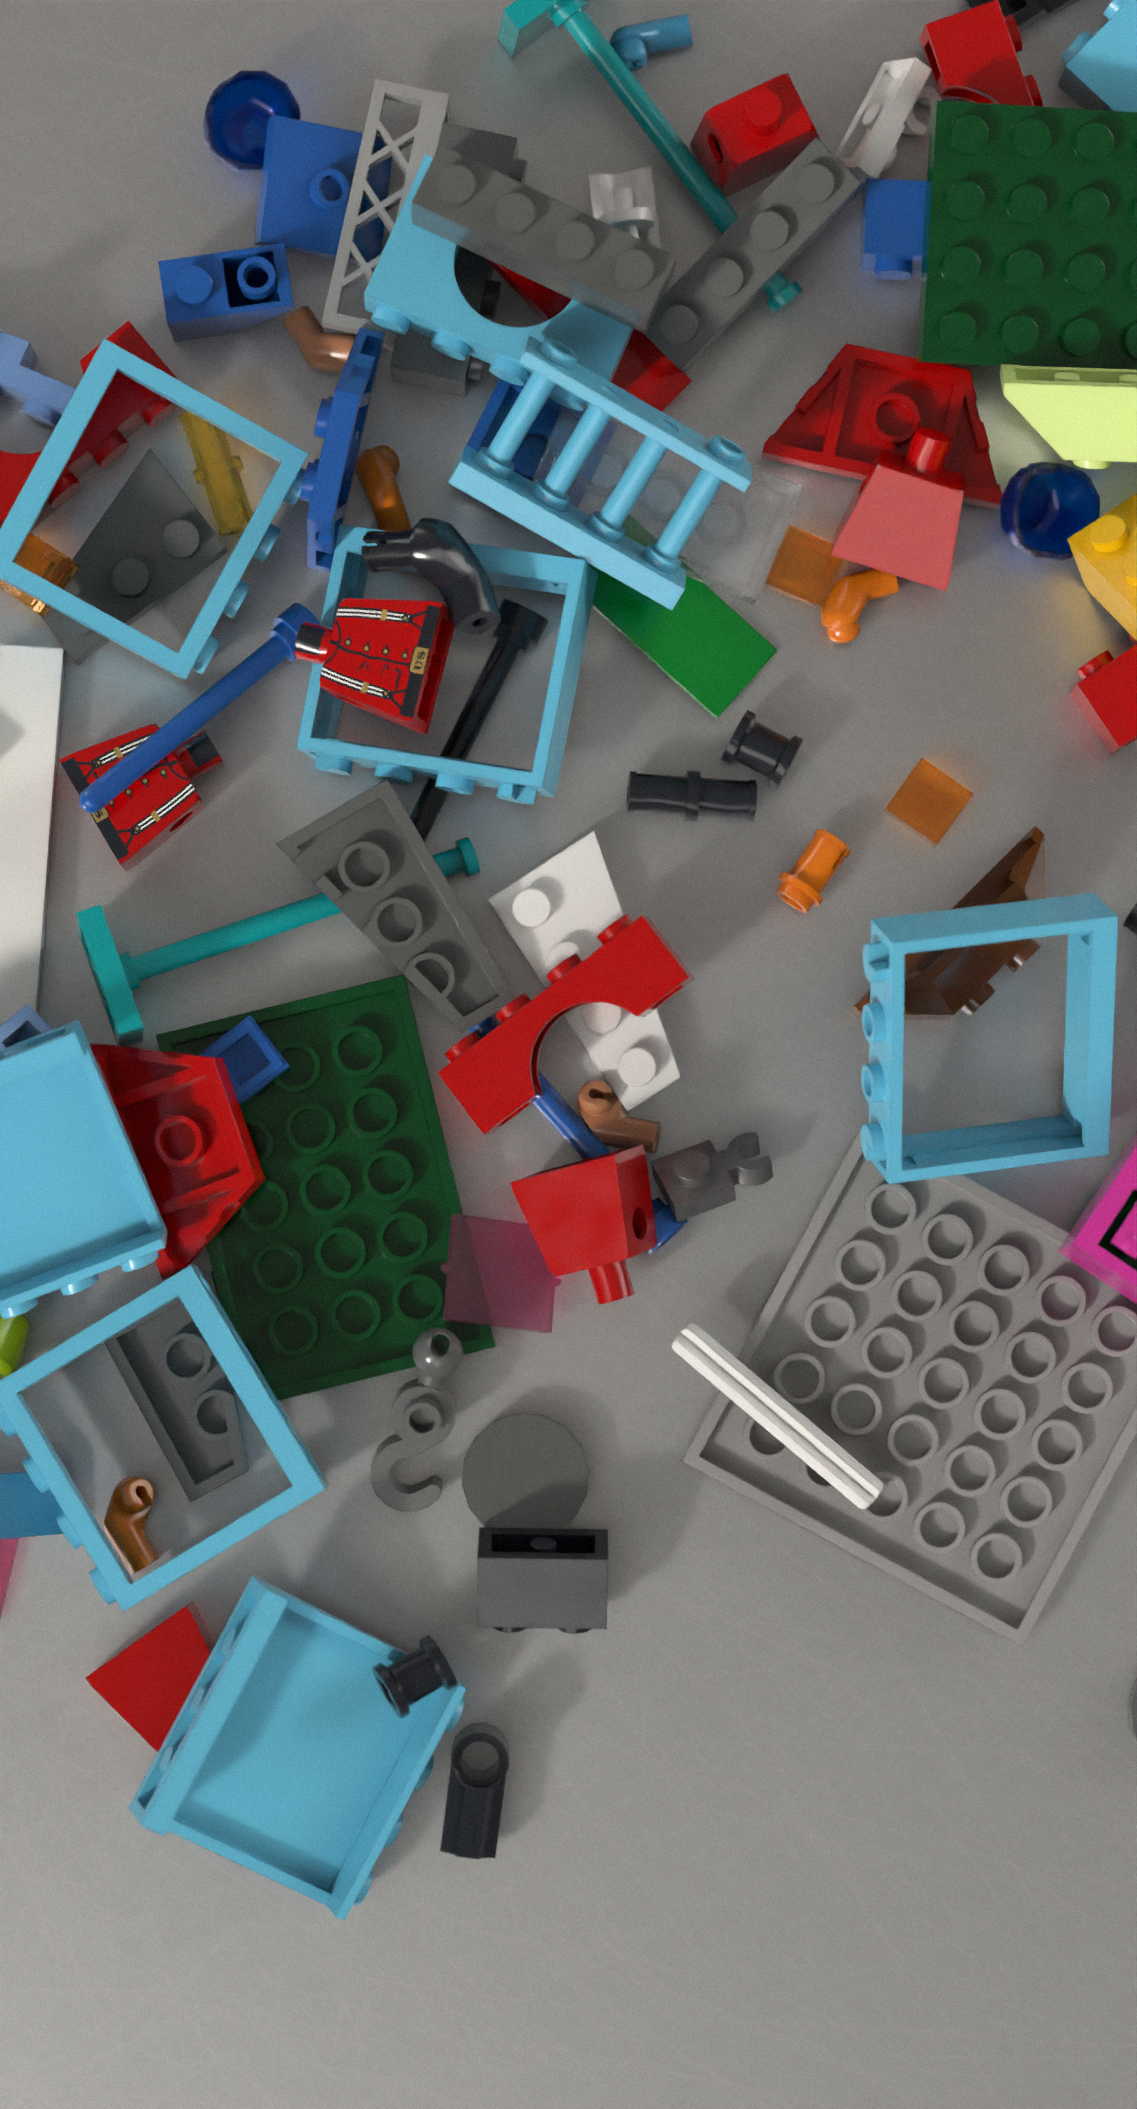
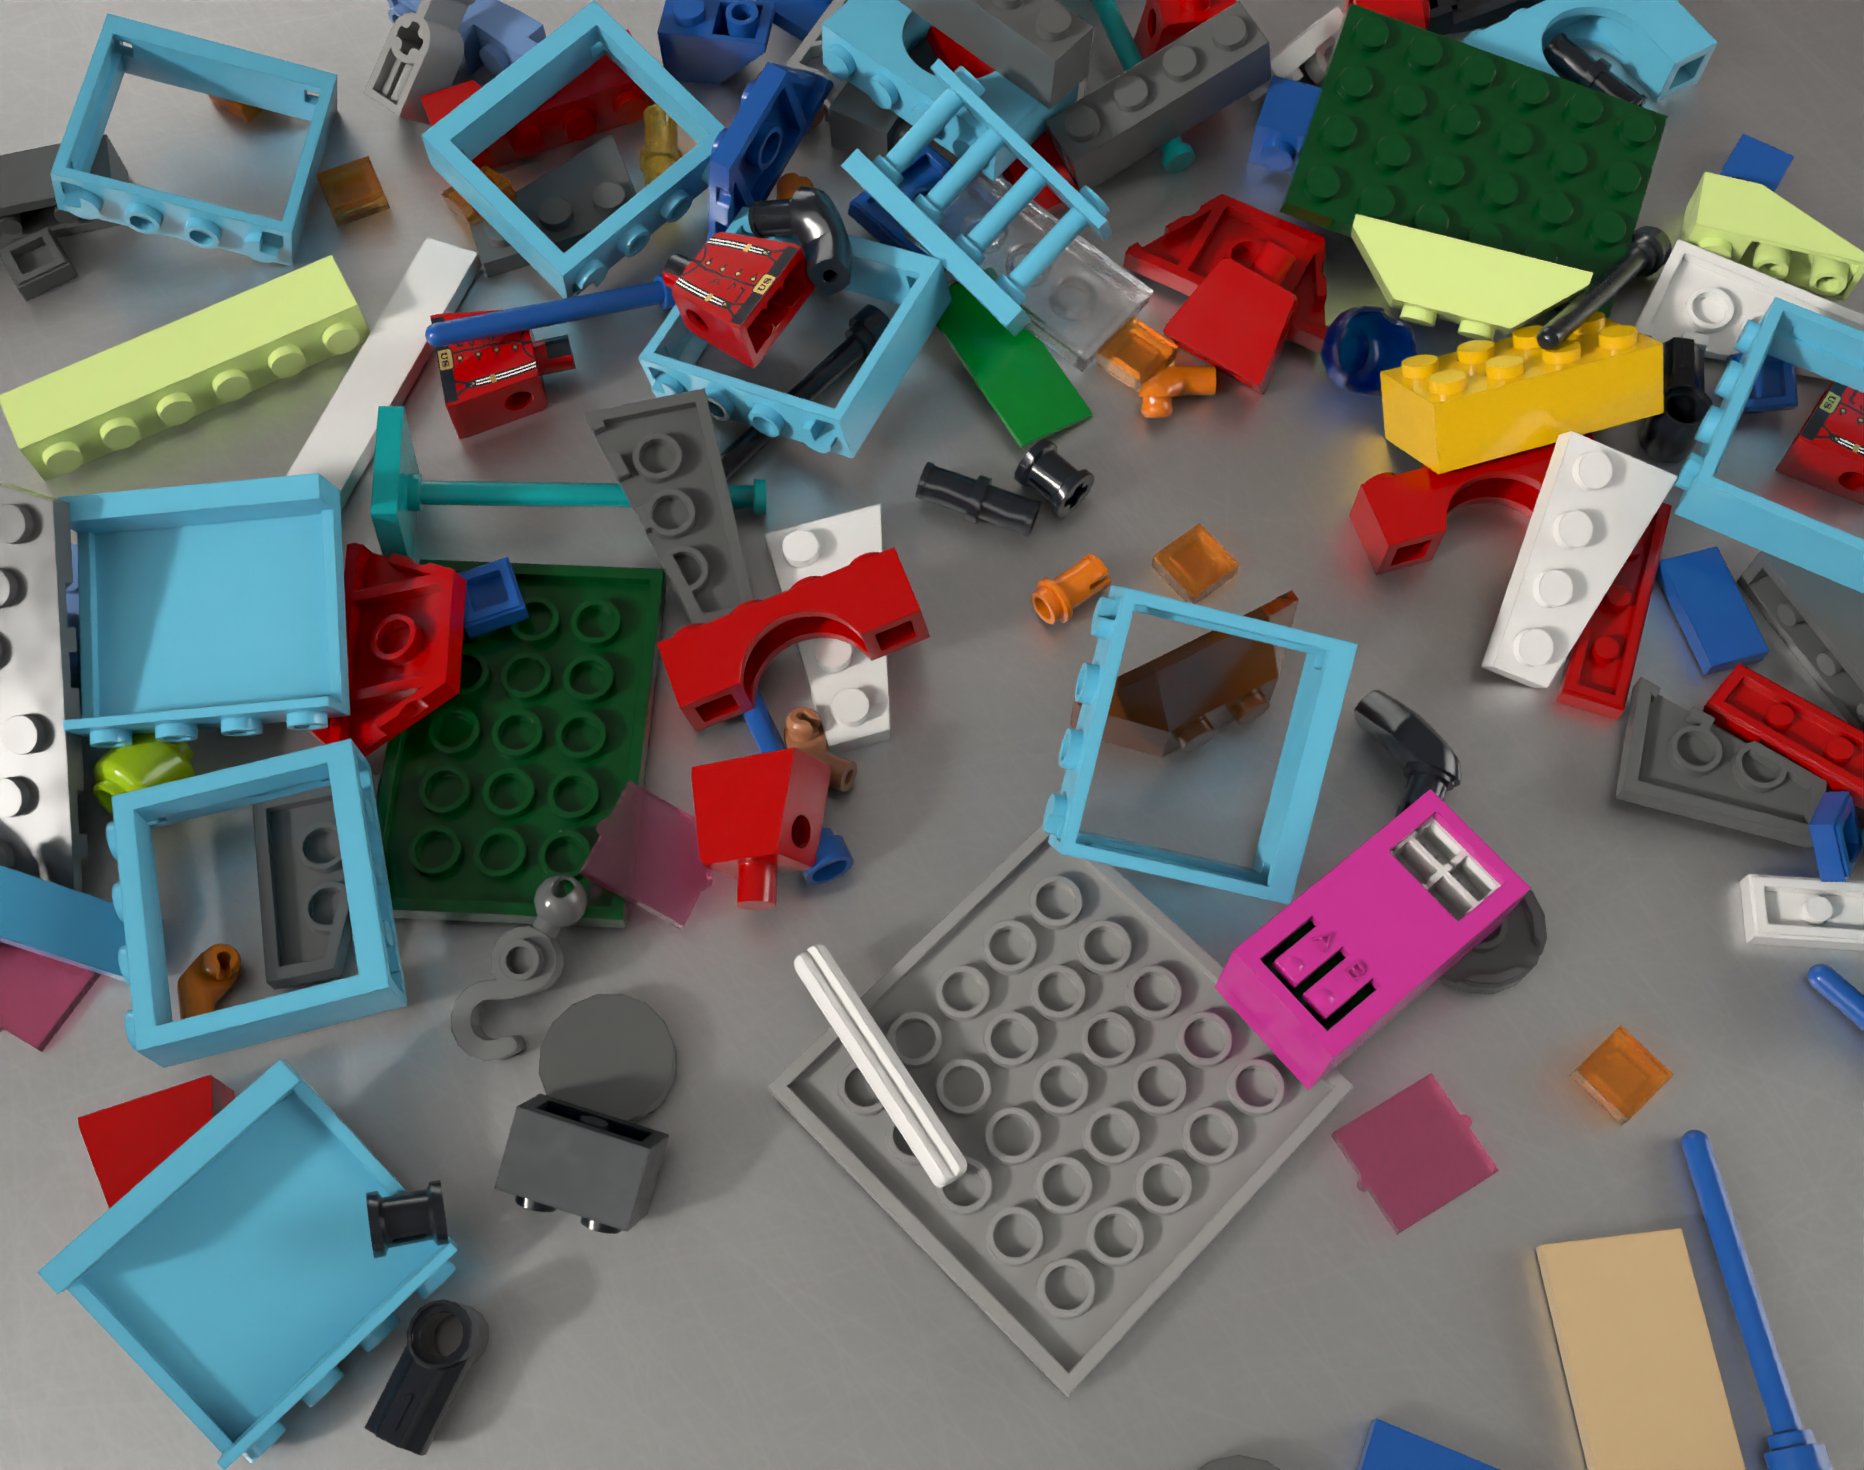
camera: 15 degrees right, 20 degrees down
(705, 1179) = (882, 822): flat silver plate -> none

